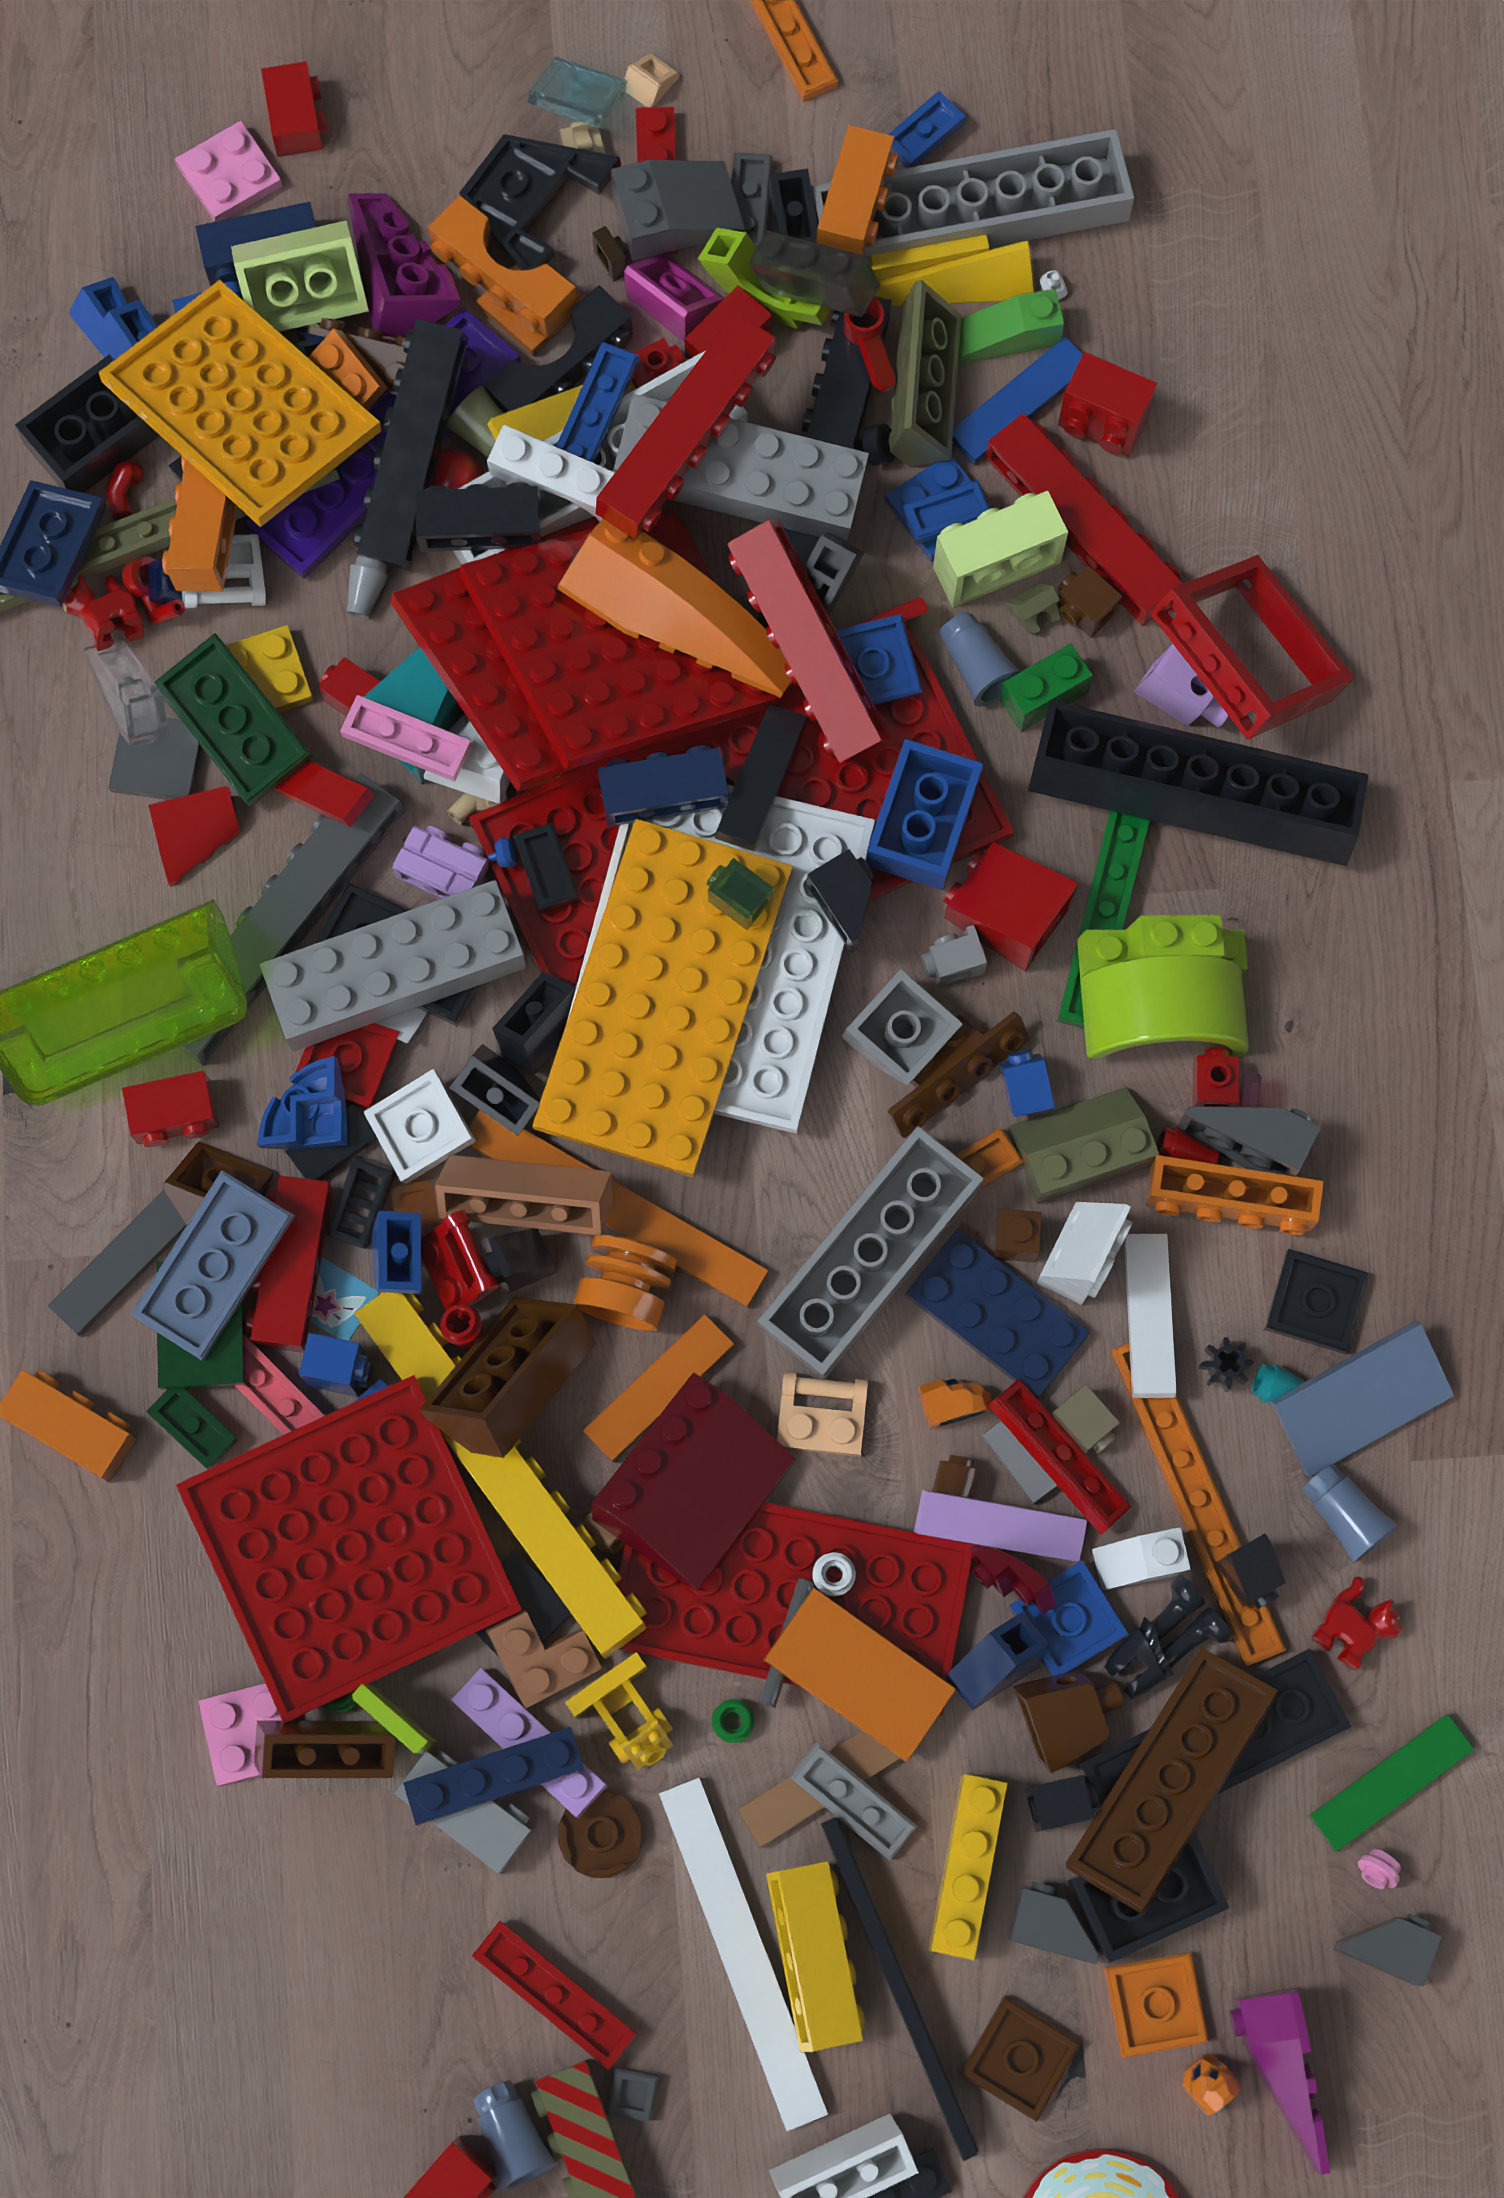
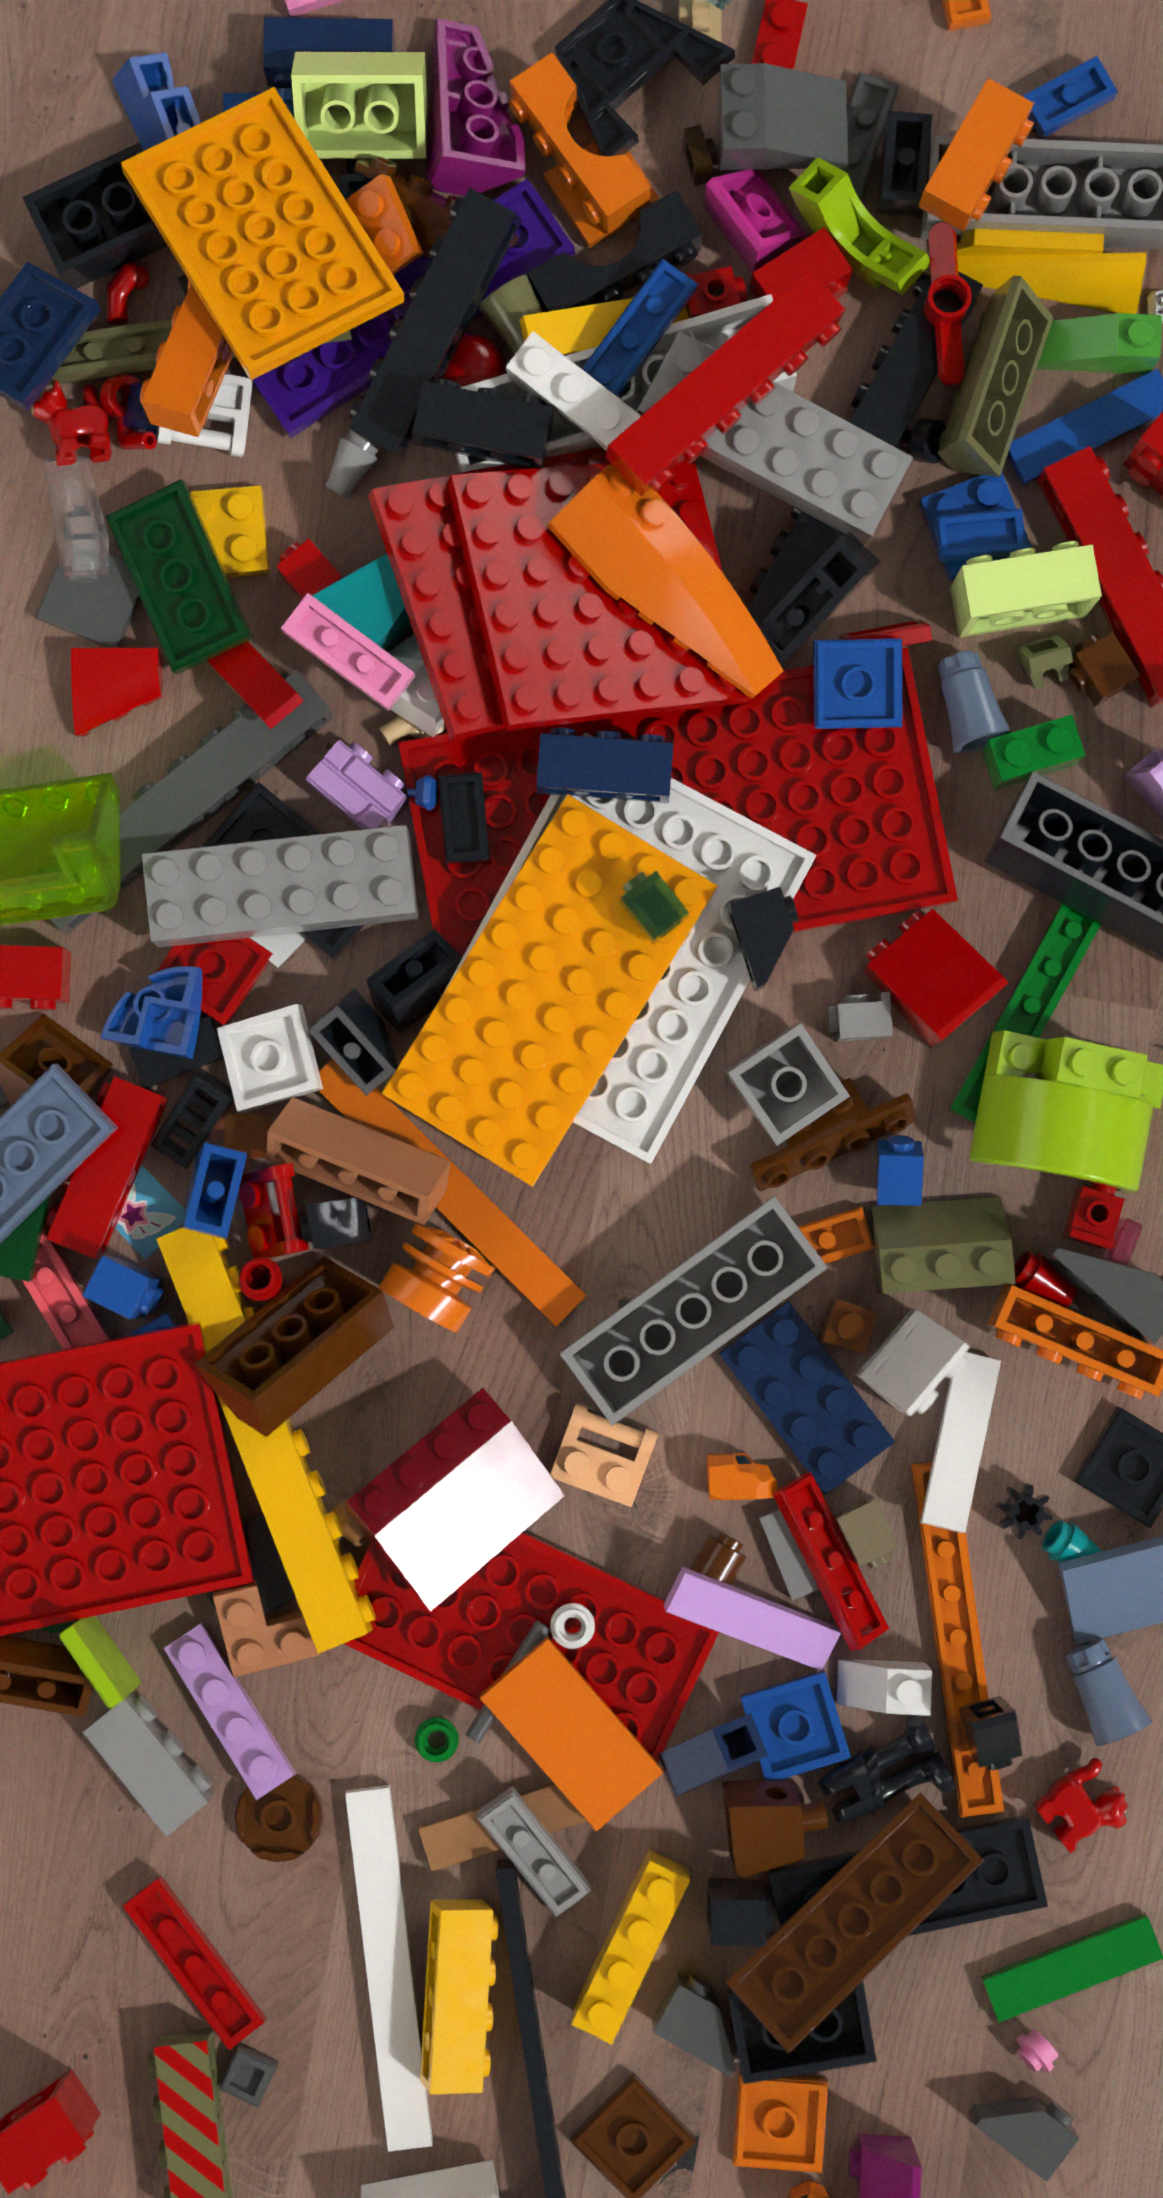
camera: 15 degrees right, 10 degrees up
(493, 1776) = (184, 1742): dark blue plate -> none
(511, 2136) = (119, 2090): sand blue plant -> none
(612, 1693) = (342, 1740): yellow tile -> none
(655, 1388) = (446, 1386): orange tile -> none
(761, 777) = (709, 780): black tile -> none
(807, 640) = (795, 647): brick -> none
(814, 273) = (908, 238): clear smoke brick -> none
(923, 814) = (869, 863): blue brick -> none
(1010, 1574) = (746, 1669): dark red slope -> none

